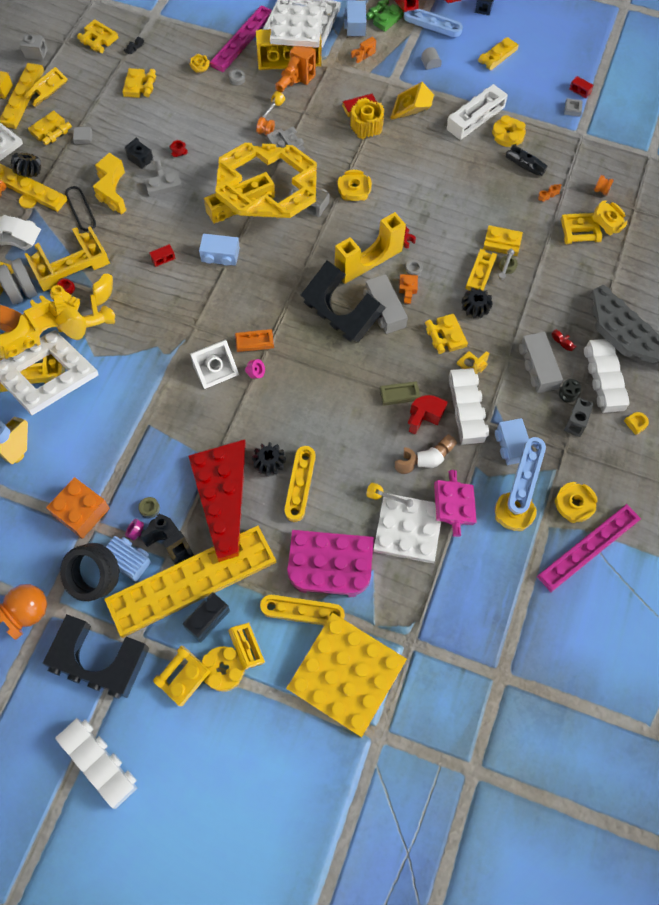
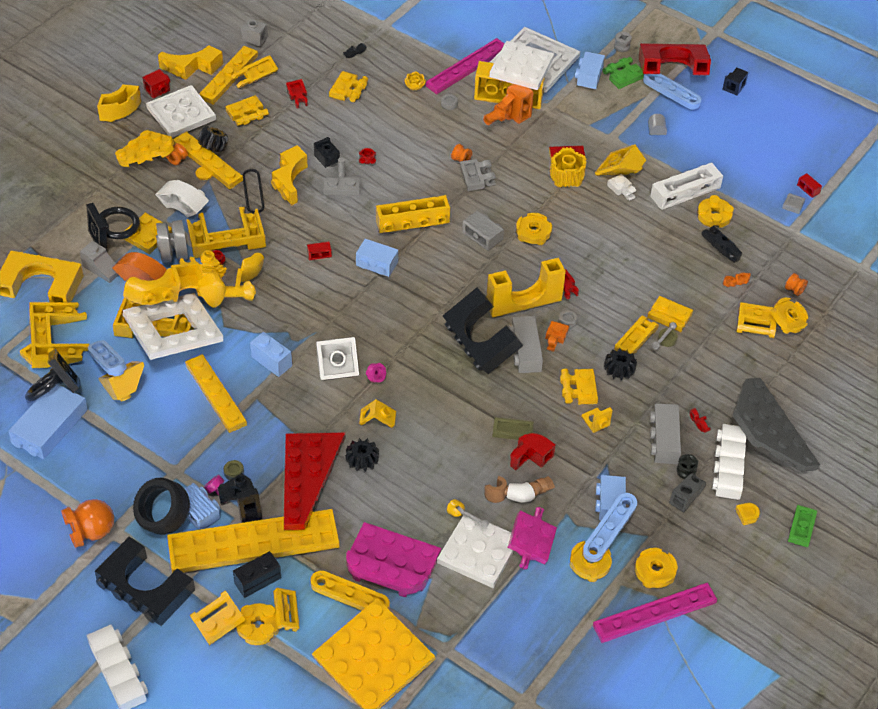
camera: 15 degrees right, 15 degrees down
(78, 507) = (167, 452): orange brick -> none
(82, 135) = (276, 124): light grey tile -> none
(92, 98) = (297, 91): none -> red plate
(100, 33) = (324, 32): yellow plate -> none
(107, 429) = (216, 393): none -> yellow plate
(149, 375) = (271, 354): none -> light blue brick
(254, 340) = (384, 347): orange plate -> none
(265, 205) = (433, 225): yellow plate -> none
(270, 409) = (378, 411): none -> yellow bracket
(277, 99) = (482, 131): yellow hinge -> none
(300, 483) = (385, 484): yellow plate -> none
(366, 49) = (591, 102): orange plate -> none
(419, 125) = (622, 185): none -> white plate
(467, 406) = (576, 454): white brick -> none
(498, 53) = (732, 134): yellow plate -> none

